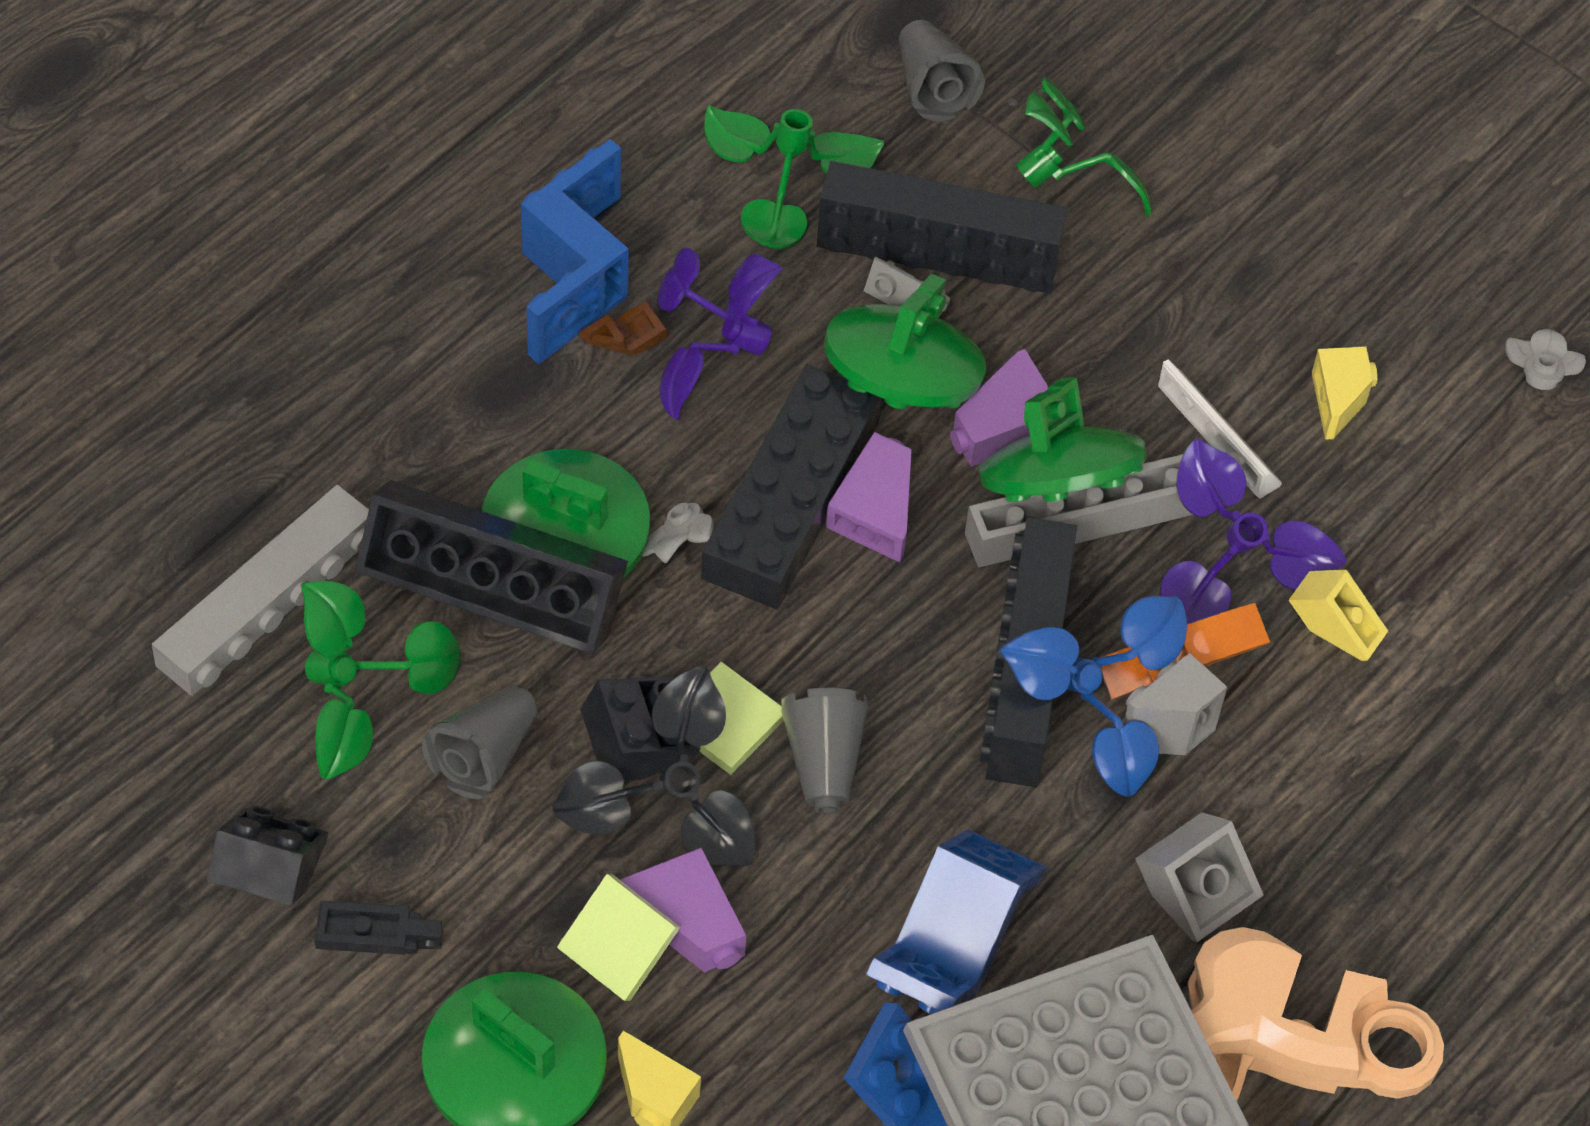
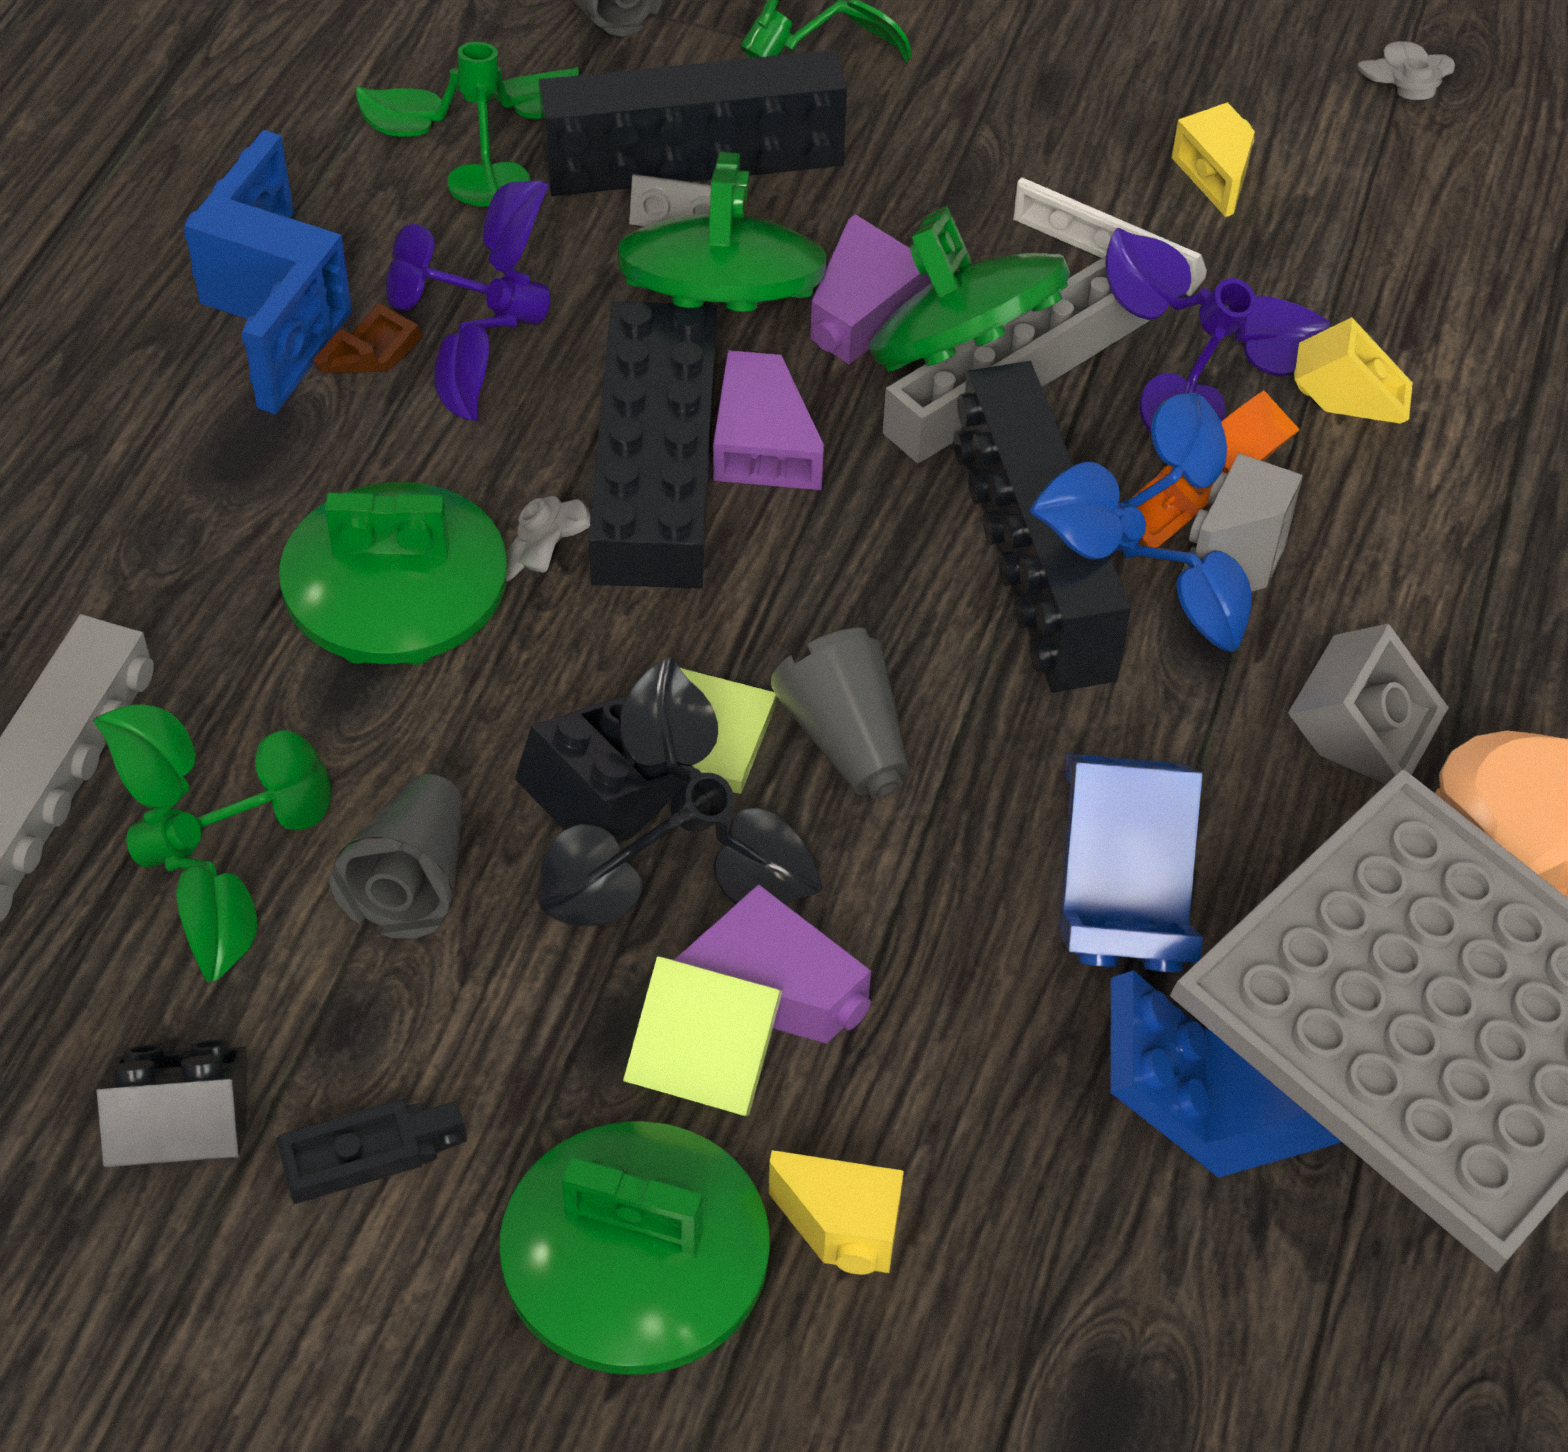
camera: 20 degrees left, 5 degrees down
(491, 566) = (324, 643): black brick -> none

